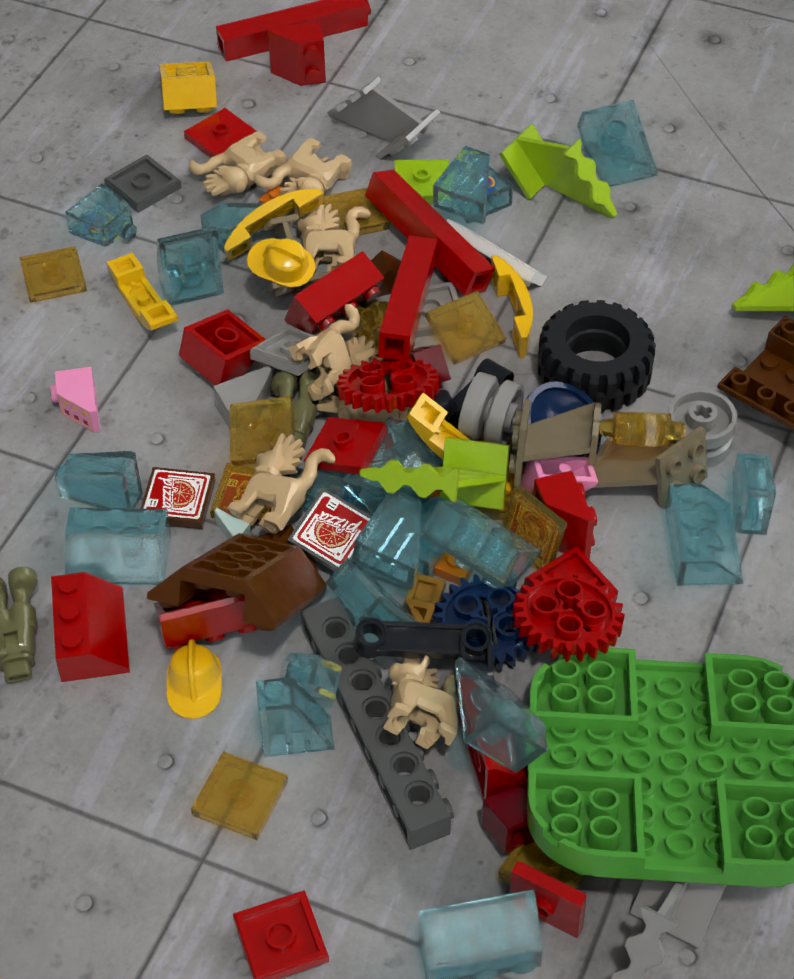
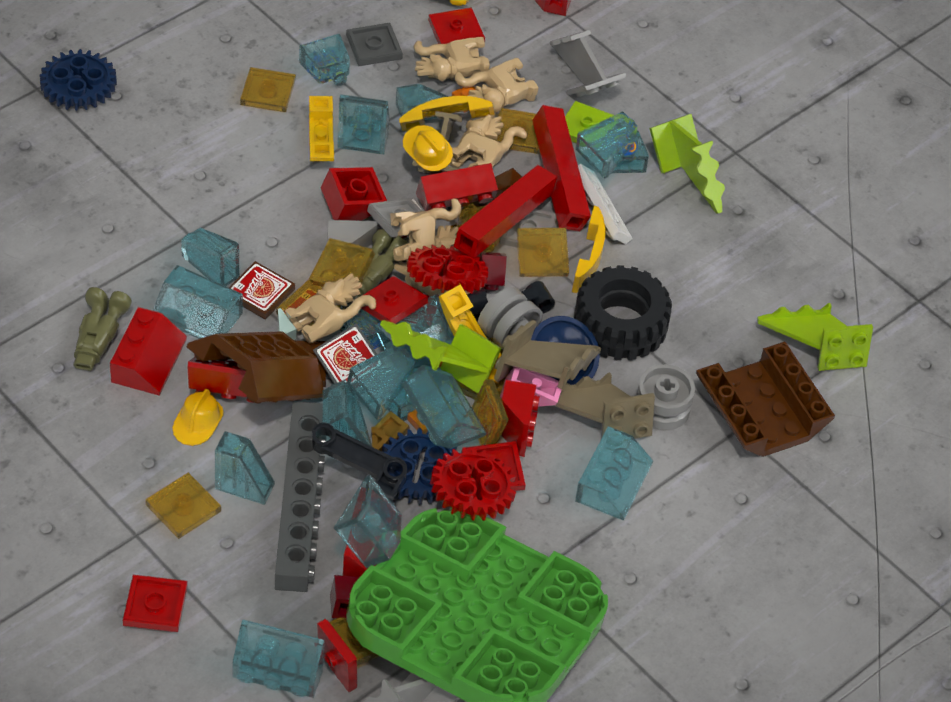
camera: 20 degrees right, 0 degrees up
(77, 396) = (232, 188): bright pink slope -> none
(313, 673) = (272, 447): clear light blue slope -> none
(419, 701) = (332, 493): tan animal -> none
(617, 143) = (757, 156): clear light blue slope -> none
(642, 429) = (611, 377): clear yellow piece -> none
(752, 493) = (669, 459): clear light blue slope -> none

